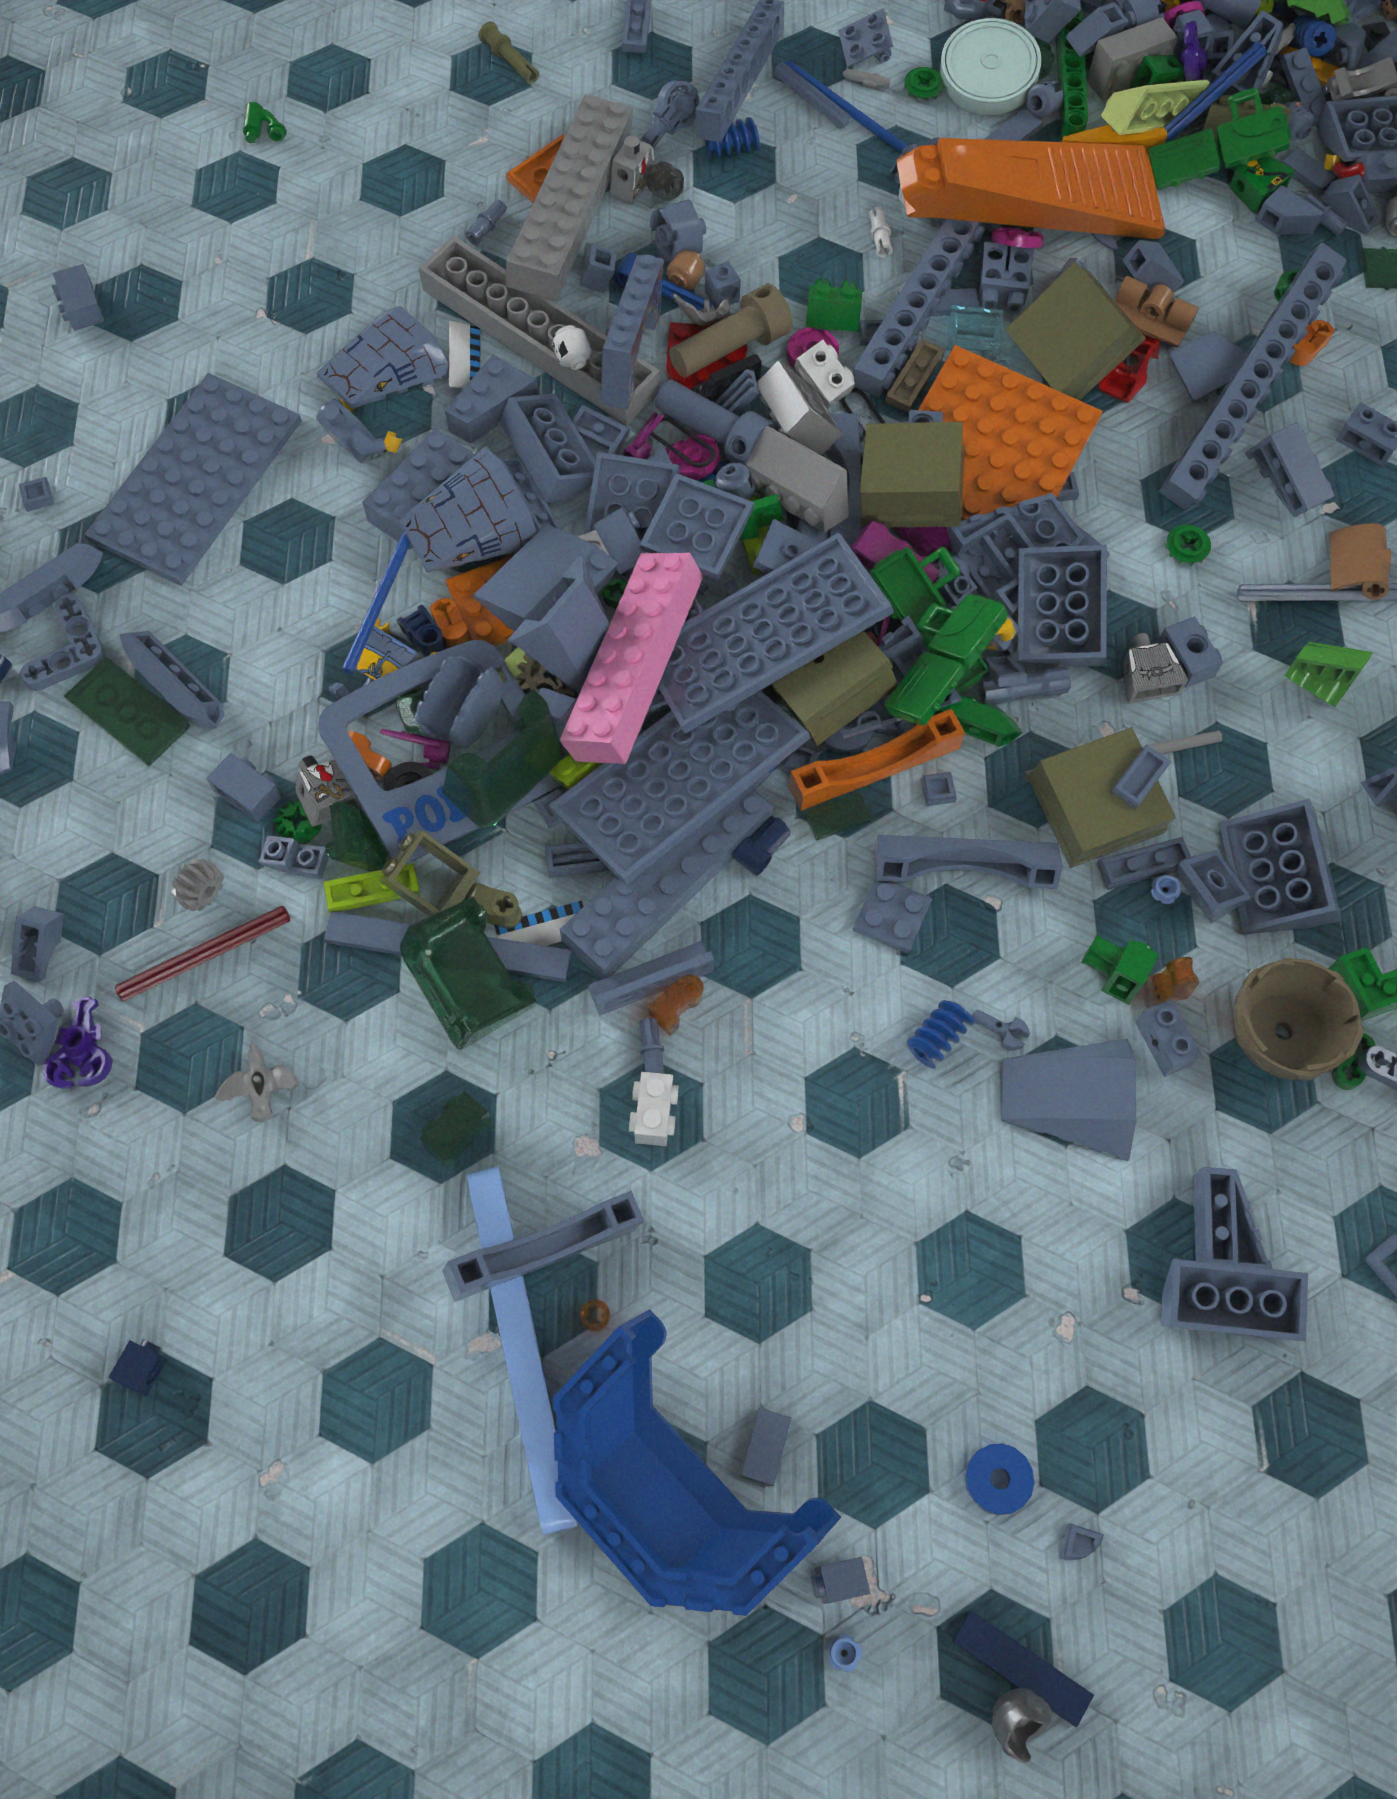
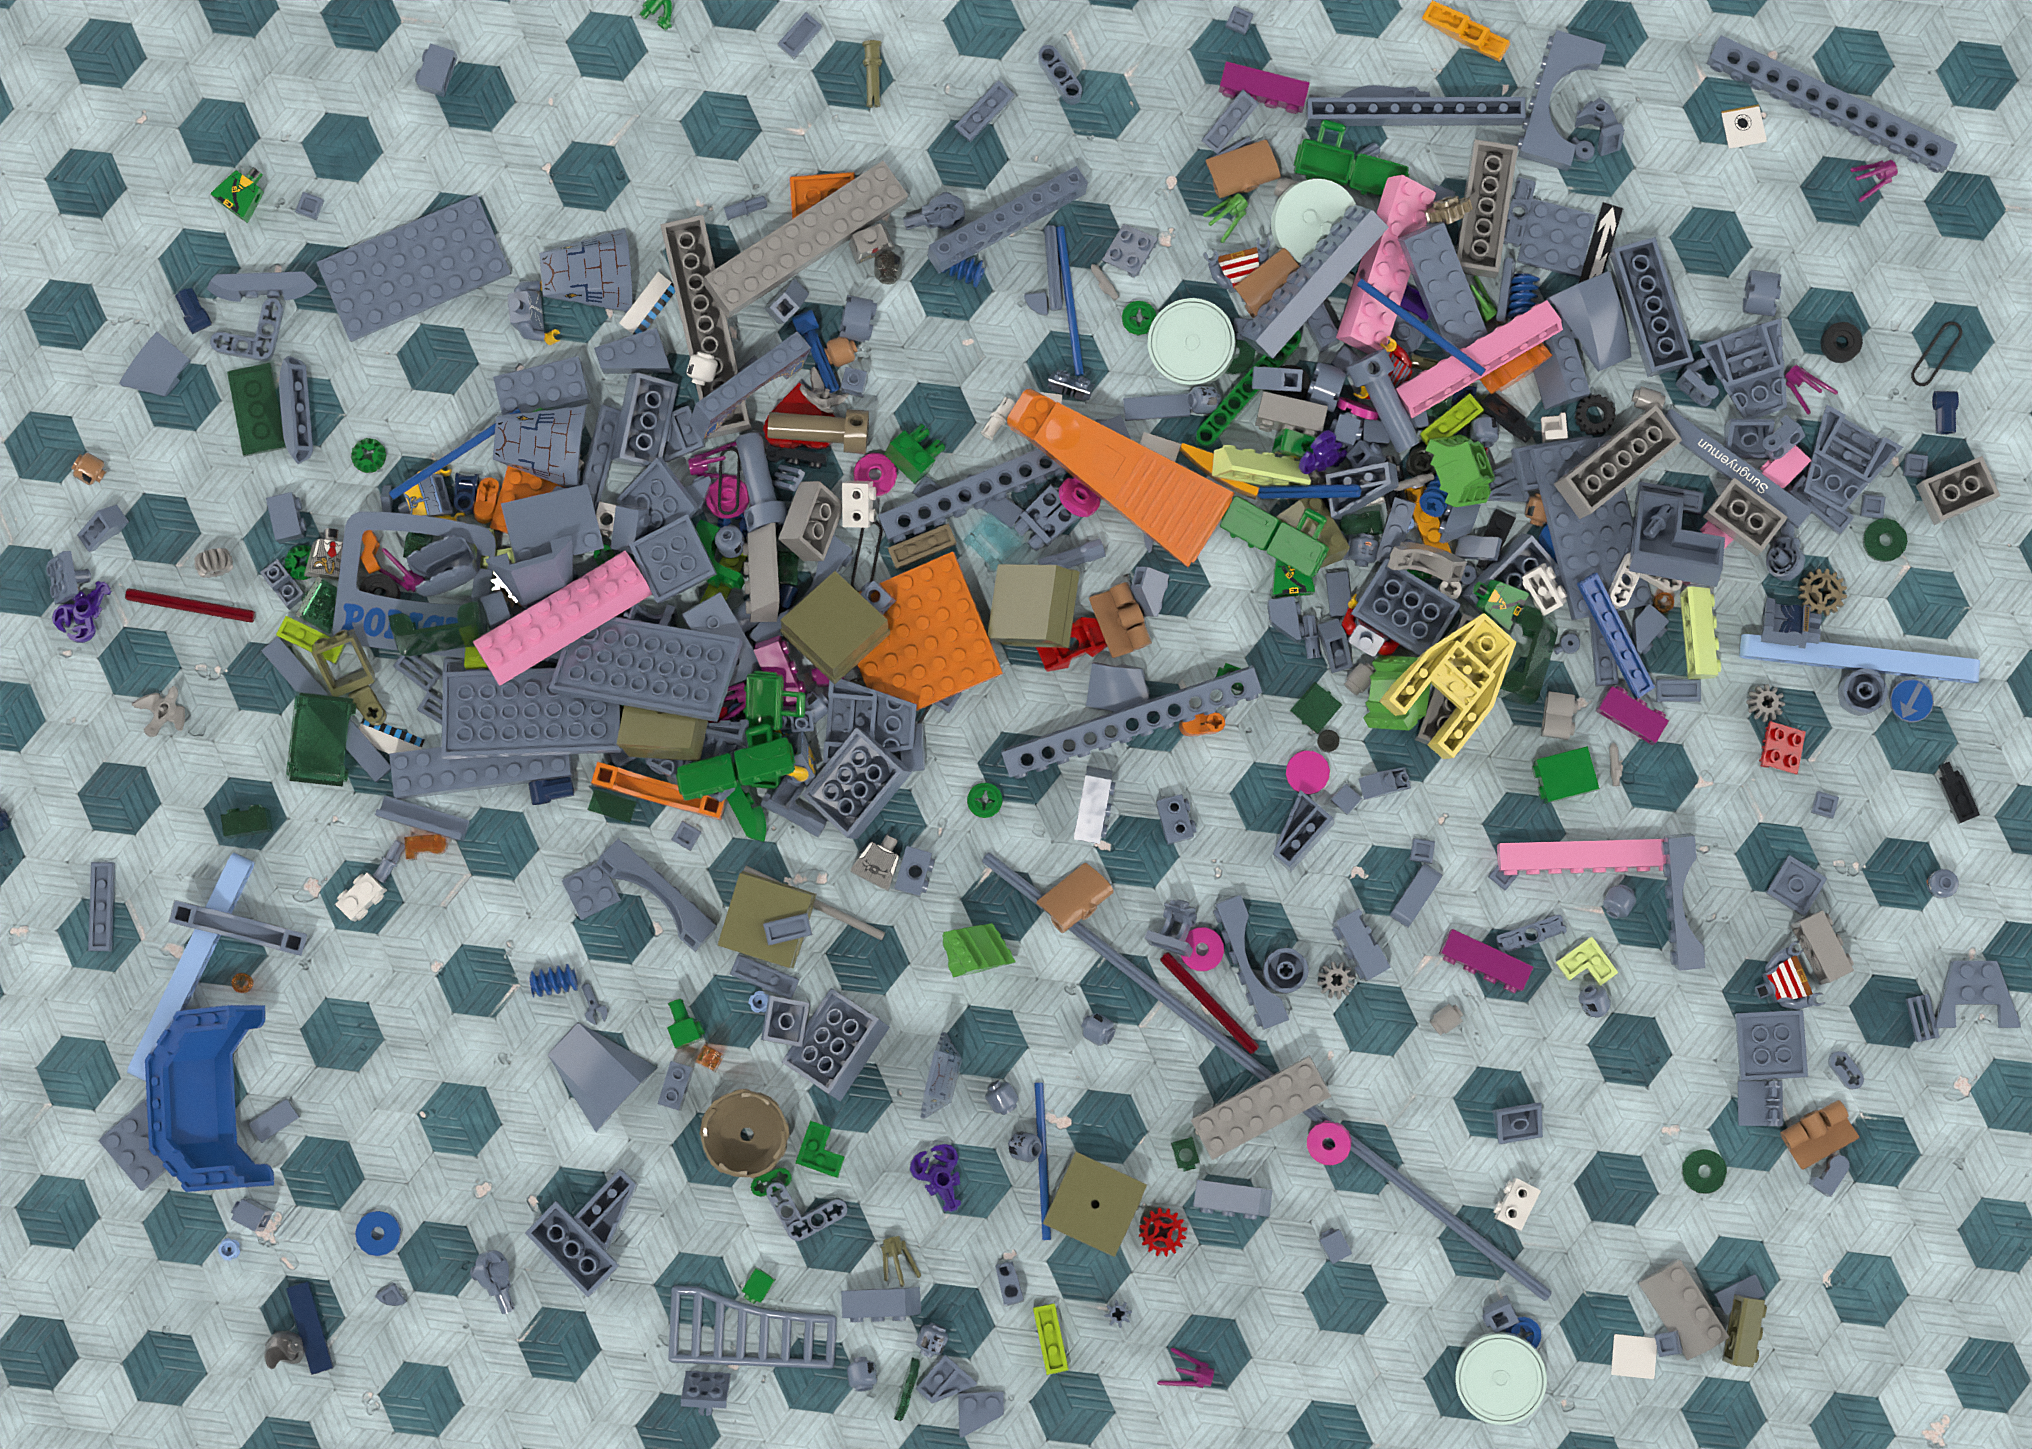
camera: 40 degrees right, 15 degrees up
(293, 680) = (366, 465): none -> green gear
(354, 1362) = (101, 906): none -> sand blue tile
(414, 69) = (799, 35): none -> sand blue tile
(500, 841) = (432, 682): none -> sand blue tile
(621, 1624) = (130, 1148): none -> sand blue plate
(824, 128) = (1037, 303): none -> sand blue tile
(1178, 1409) = (494, 1278): none -> sand blue pin

